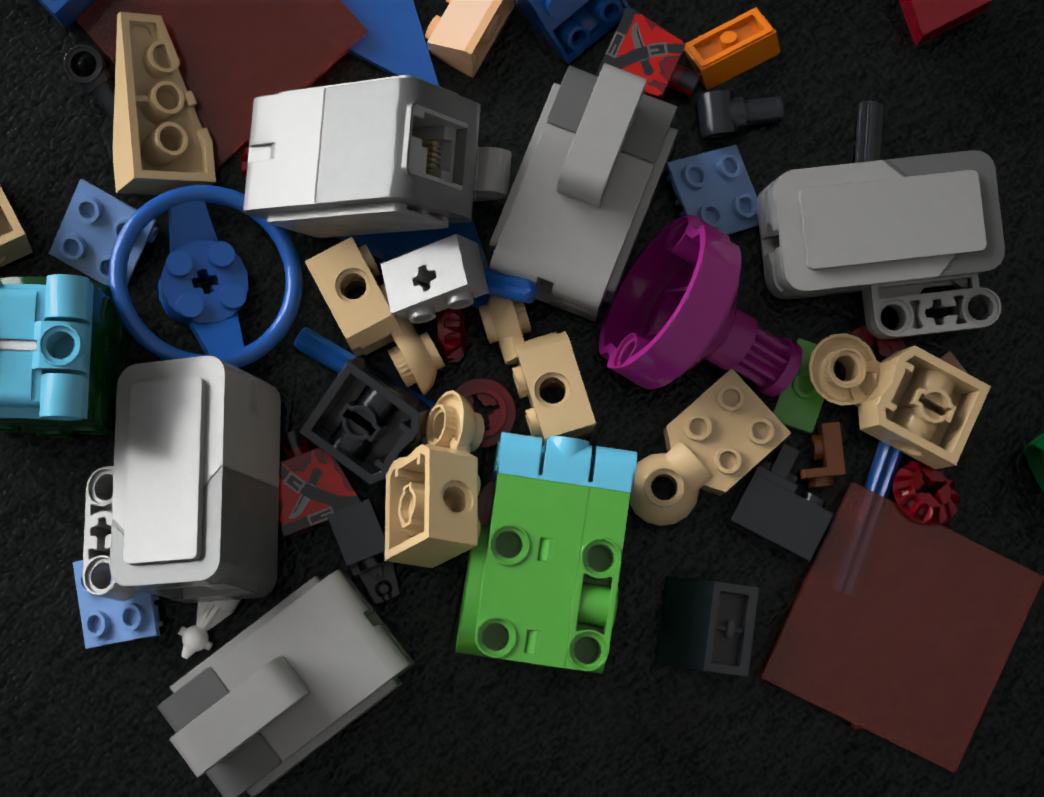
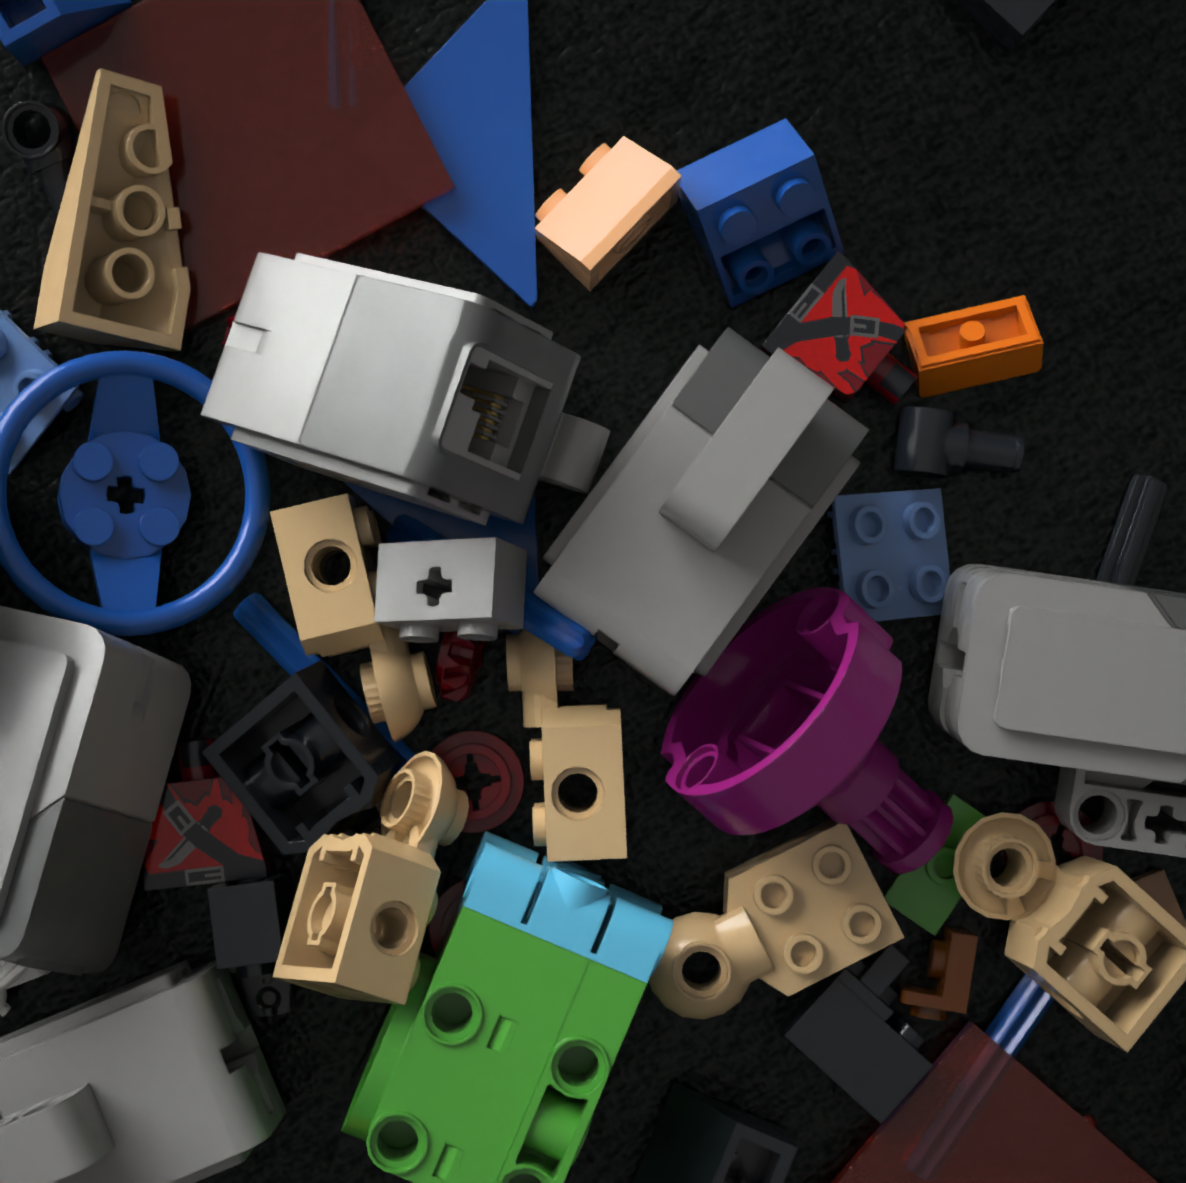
camera: 15 degrees right, 5 degrees up
(925, 507) = (1064, 1089): dark red gear -> none

